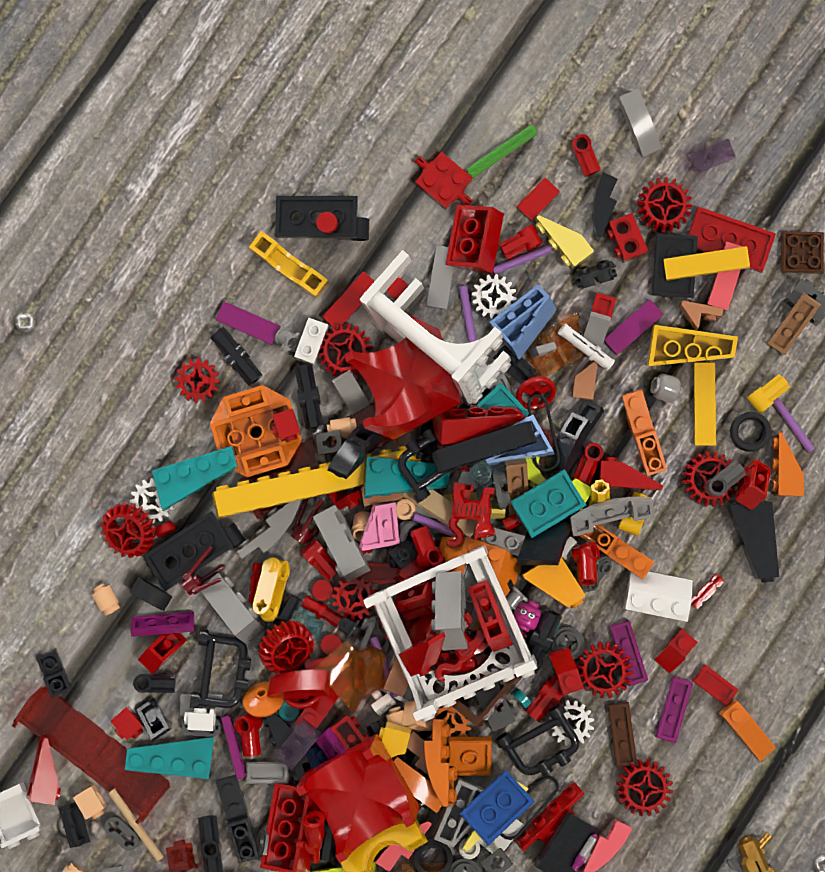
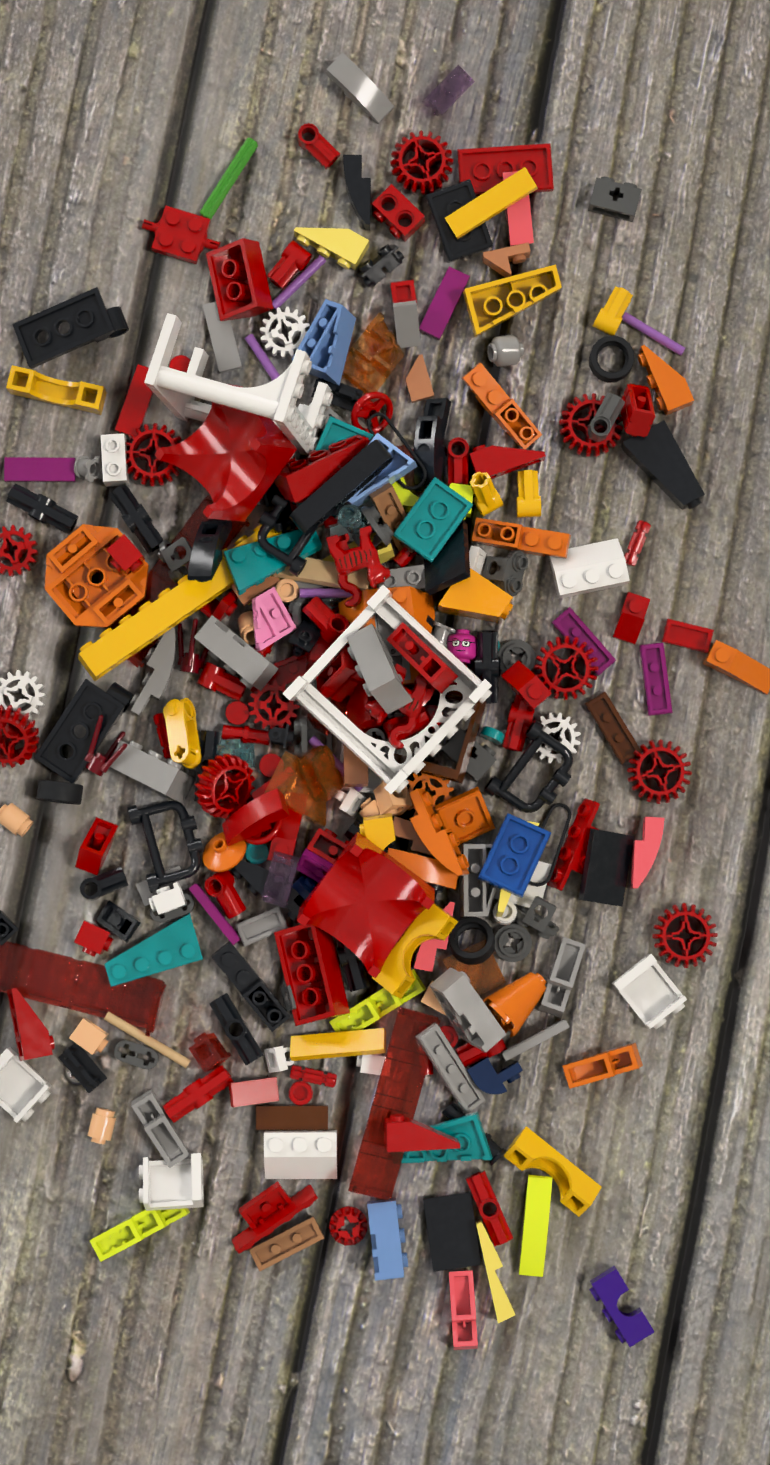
camera: 25 degrees left, 0 degrees up
(162, 624) = (85, 819): magenta tile -> none
(165, 529) = (45, 720): red tile -> none
(192, 475) = (49, 649): teal wing -> none
(314, 834) = (337, 964): red piece -> none
(327, 222) = (77, 328): red tile -> none
(345, 425) = (186, 530): light nougat brick -> none
(350, 392) = (178, 494): light grey tile -> none
(422, 655) = (370, 726): red slope -> none
(538, 199) = (288, 212): red tile -> none
(542, 350) = (359, 365): light grey tile -> none
(585, 557) = (496, 560): red piece -> none
(585, 853) = (626, 865): piece -> none
(592, 351) = (404, 343): white pin -> none
(611, 510) = (501, 500): light grey slope -> none
(704, 404) = (552, 351): yellow tile -> none
(794, 323) = (608, 227): medium nougat plate -> none
(802, 252) = (586, 151): reddish brown tile -> none

